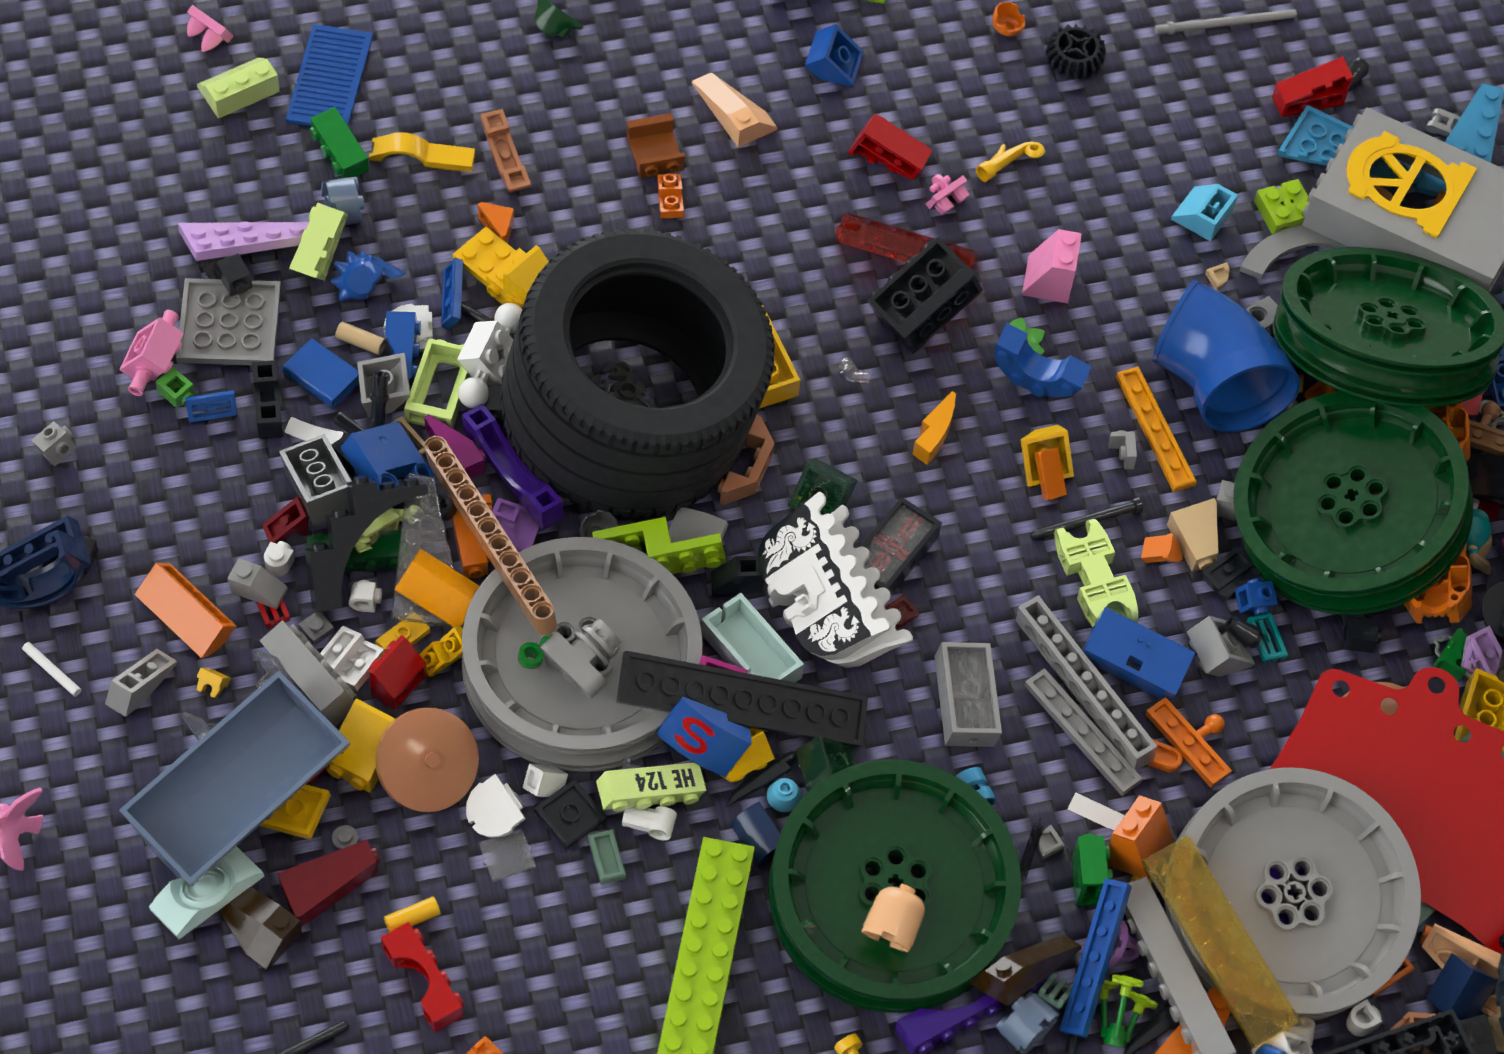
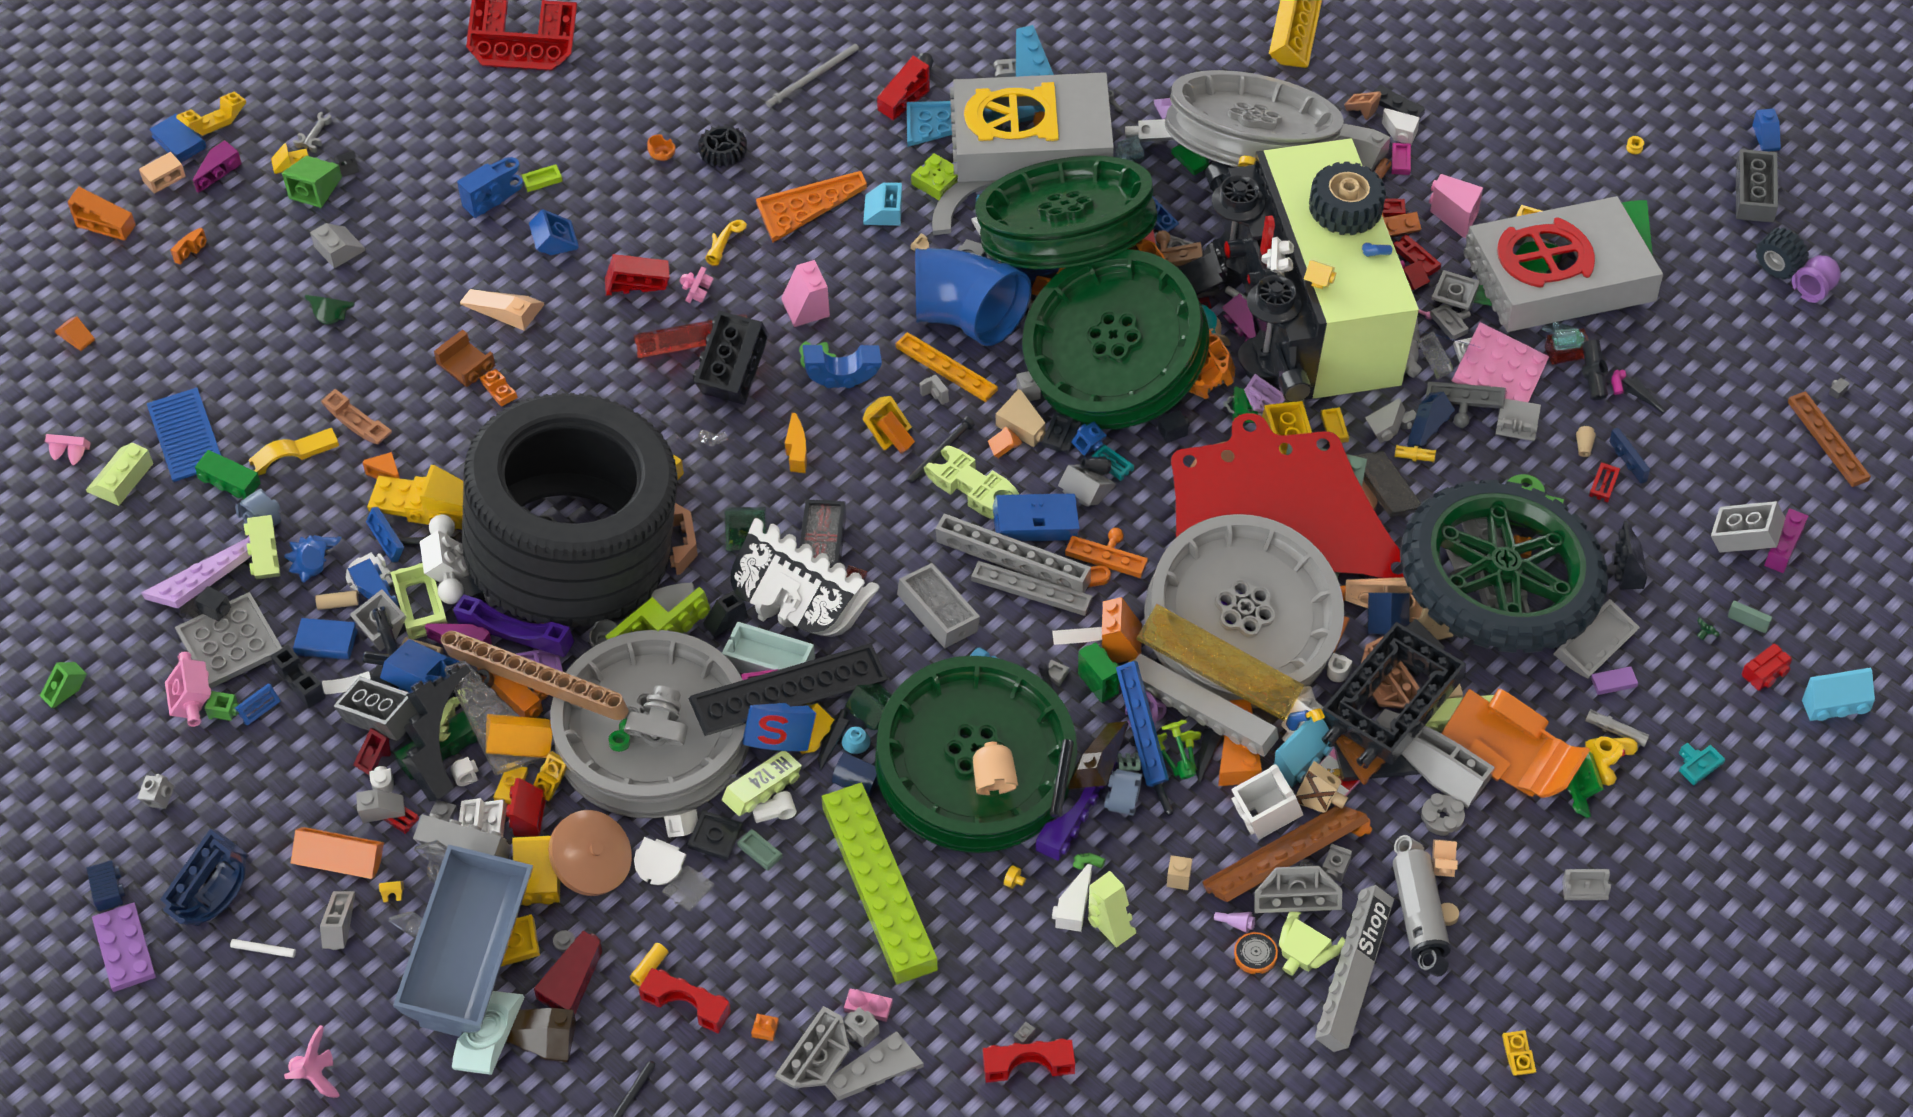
camera: 25 degrees left, 5 degrees down
(42, 277) = (62, 683): none -> bright green slope
(963, 970) = (1061, 778): none -> black axle
(1113, 161) = (796, 207): none -> orange wing

